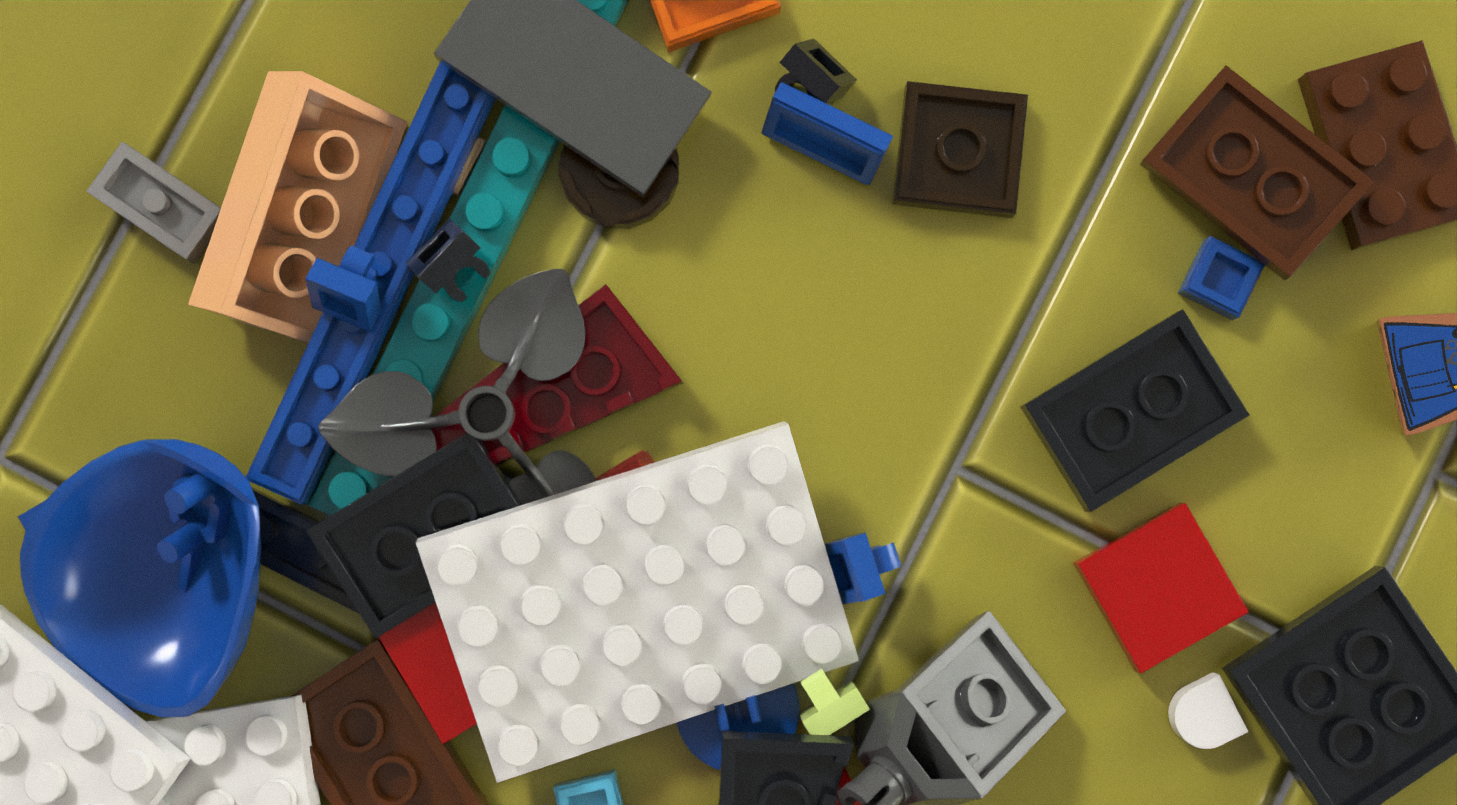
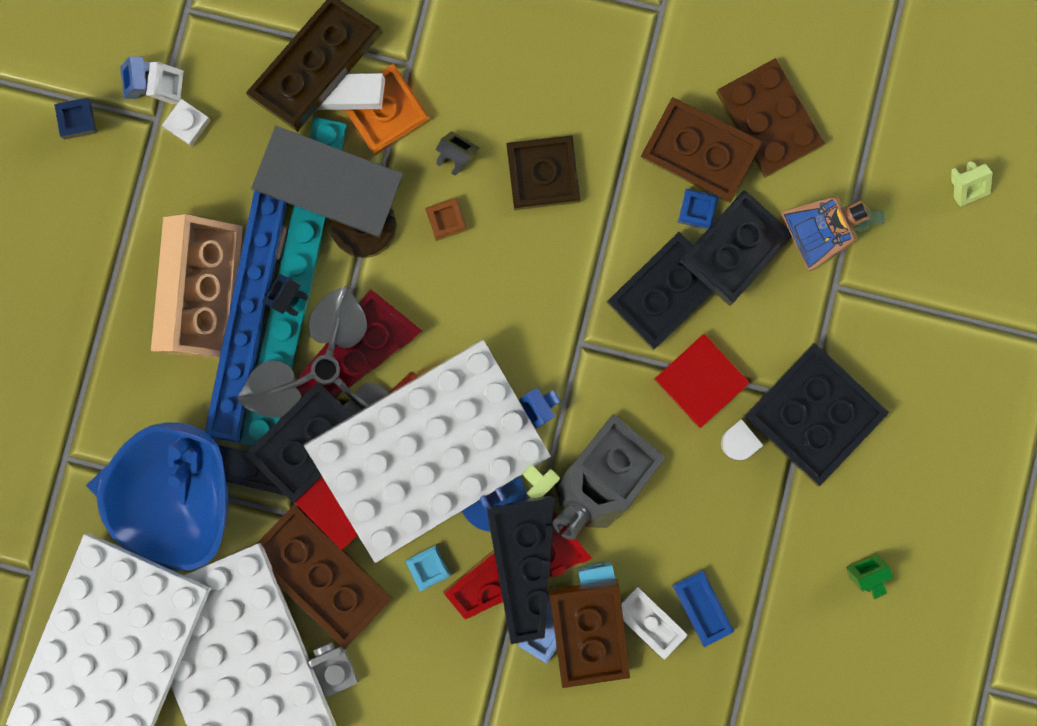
camera: 15 degrees left, 0 degrees up
(156, 202) = (119, 300): light grey plate -> none
(346, 289) = (235, 324): blue tile -> none
(769, 192) = (446, 219): none -> dark orange tile
(825, 134) = (469, 181): blue tile -> none
(1280, 363) = (736, 247): none -> black tile

